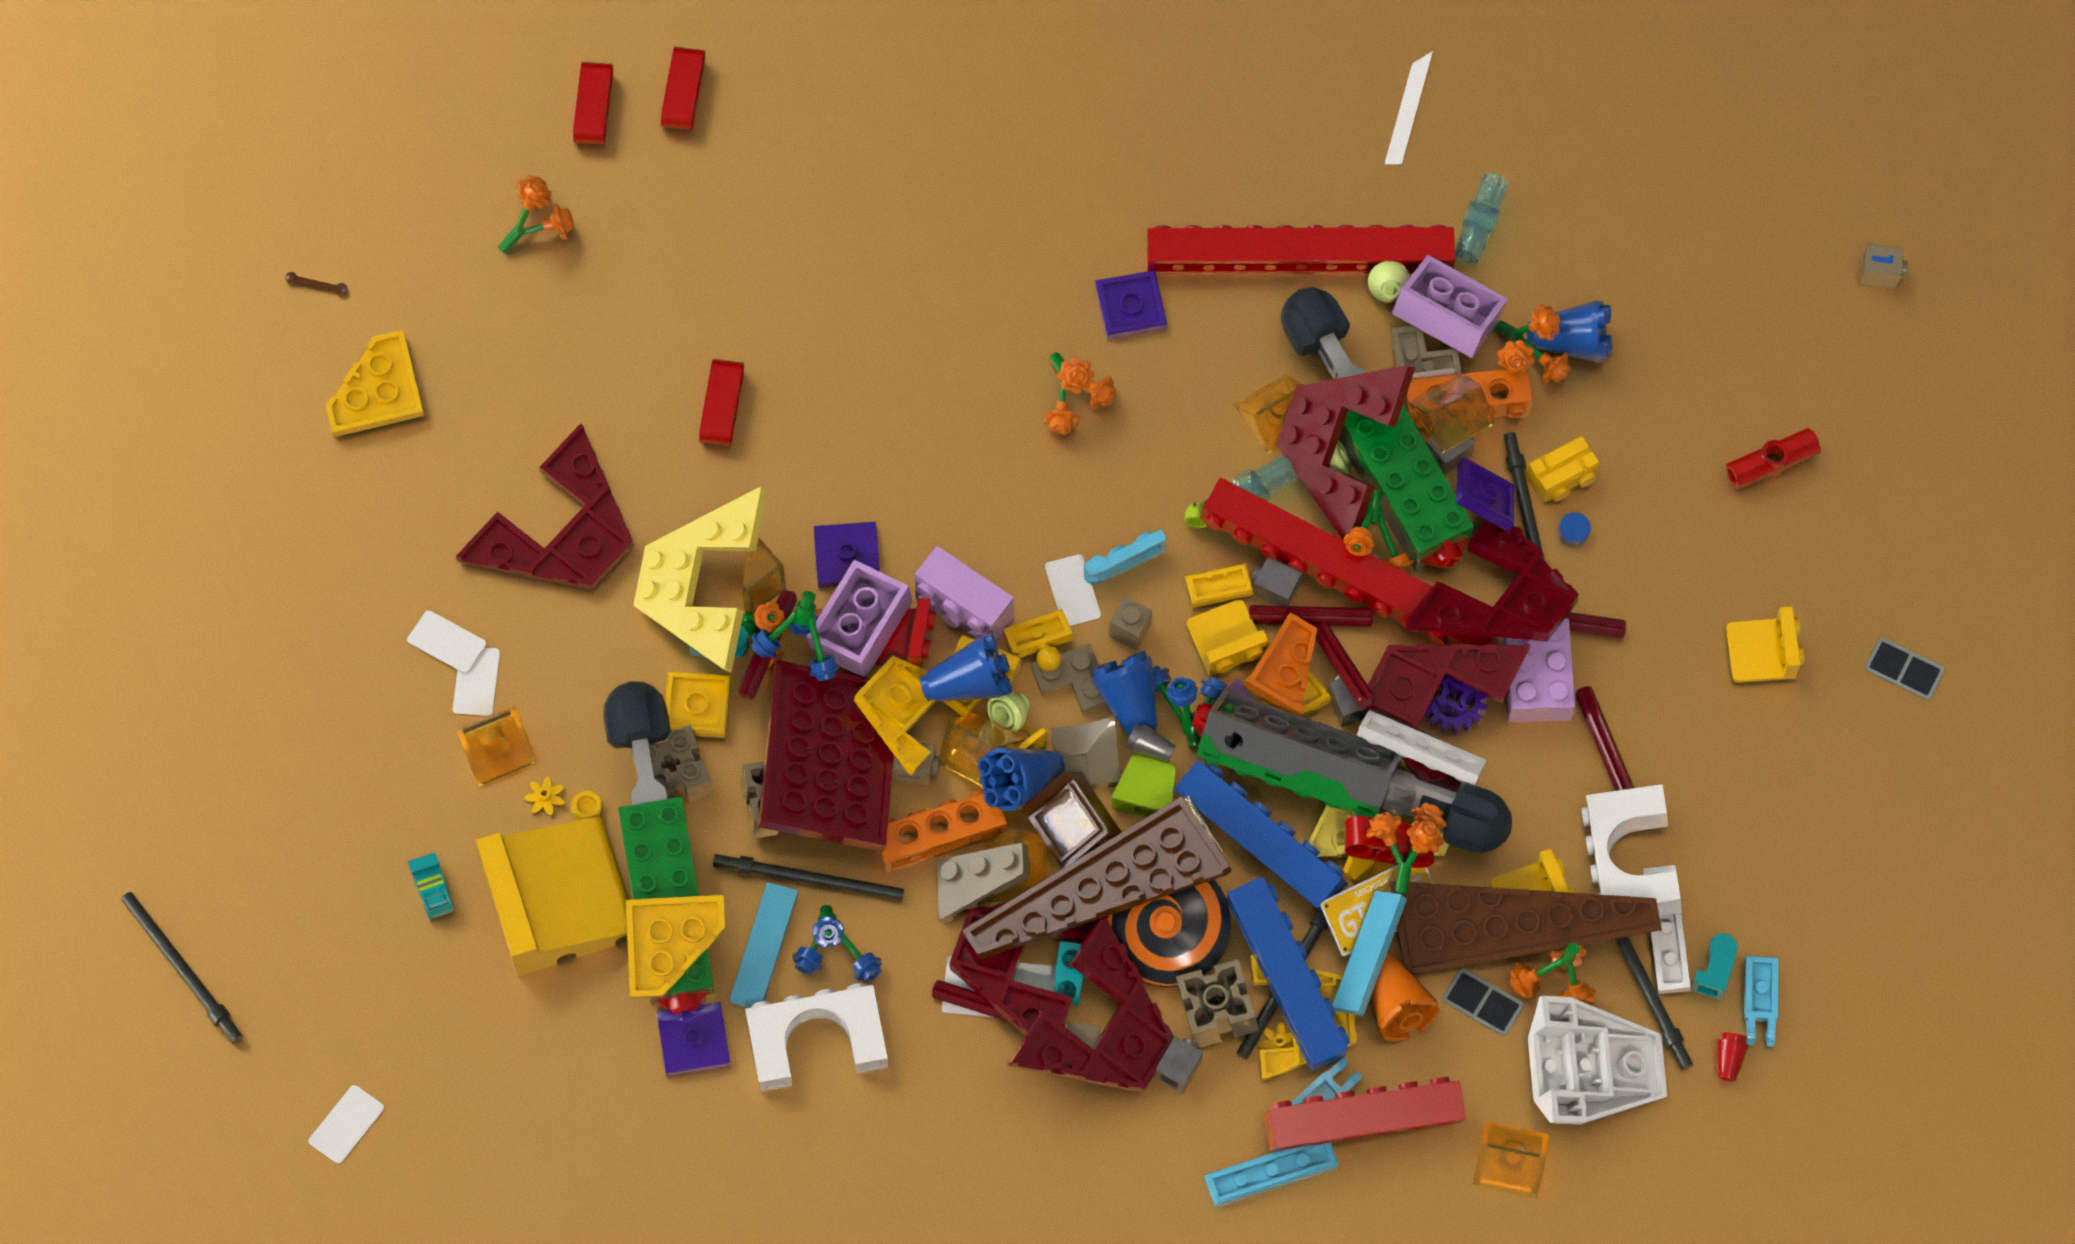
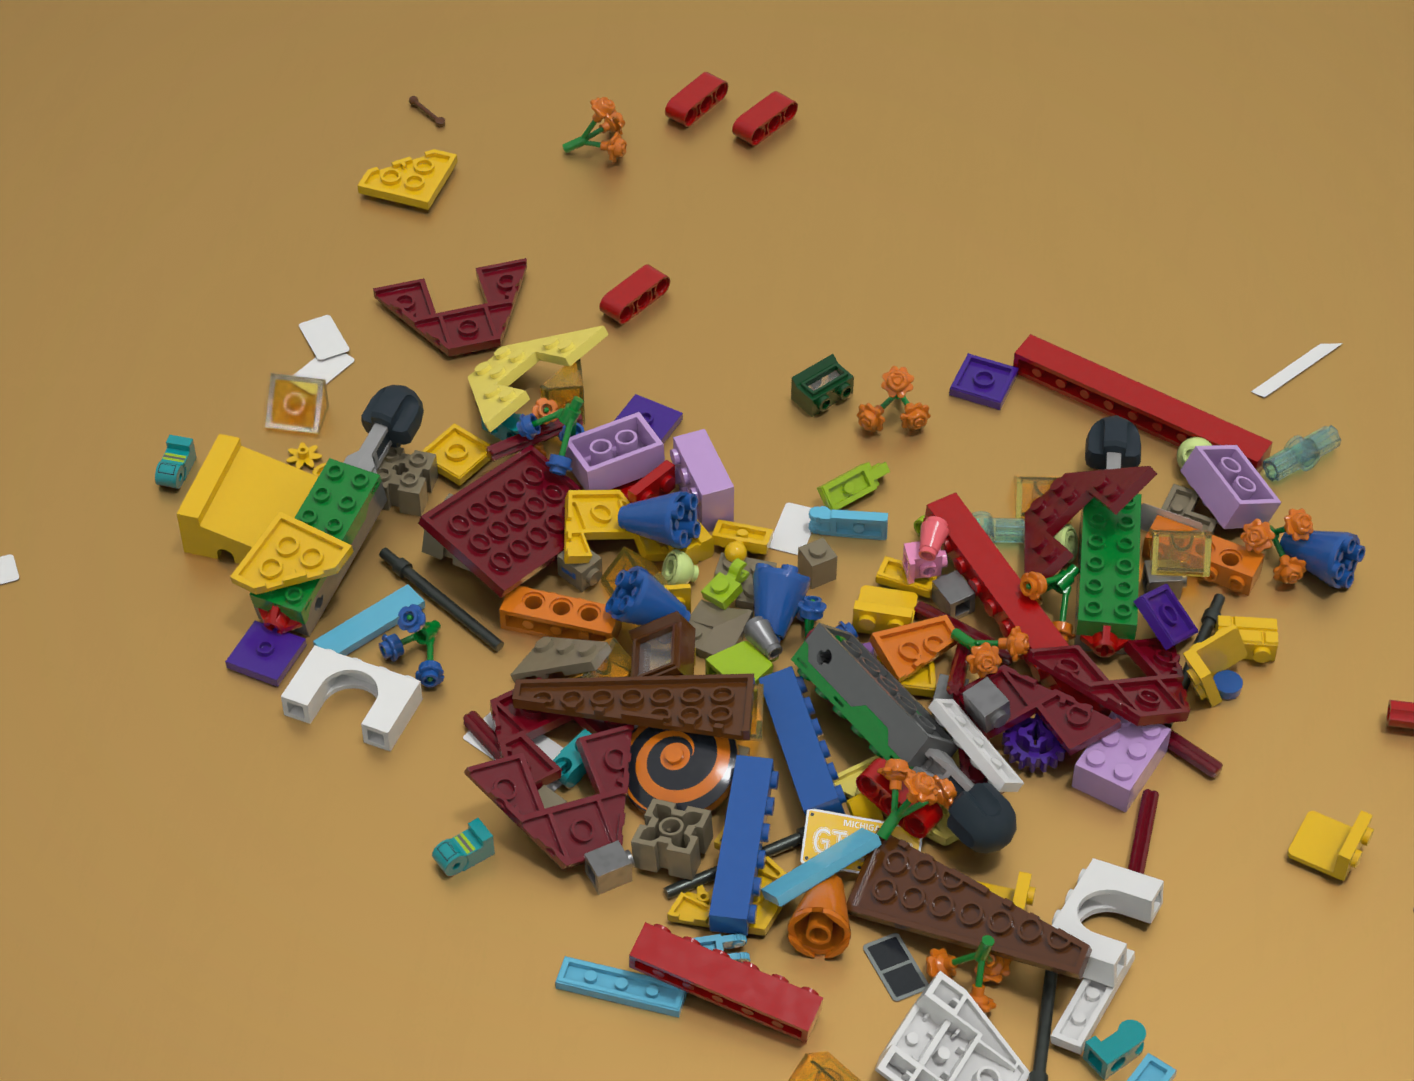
camera: 35 degrees right, 20 degrees down
(987, 408) = (821, 385): none -> dark green window
(1039, 1127) = (464, 849): none -> teal leg
(1069, 706) = (726, 588): none -> lime plate
(1098, 510) = (852, 485): none -> lime hinge
(1230, 565) = (917, 567): none -> bright pink brick
(1235, 544) = (932, 537): none -> coral cone
(1374, 652) = (986, 658): none -> orange plant
(1407, 701) = (987, 705): none -> flat silver brick
(1548, 524) = (1212, 656): none -> yellow bracket

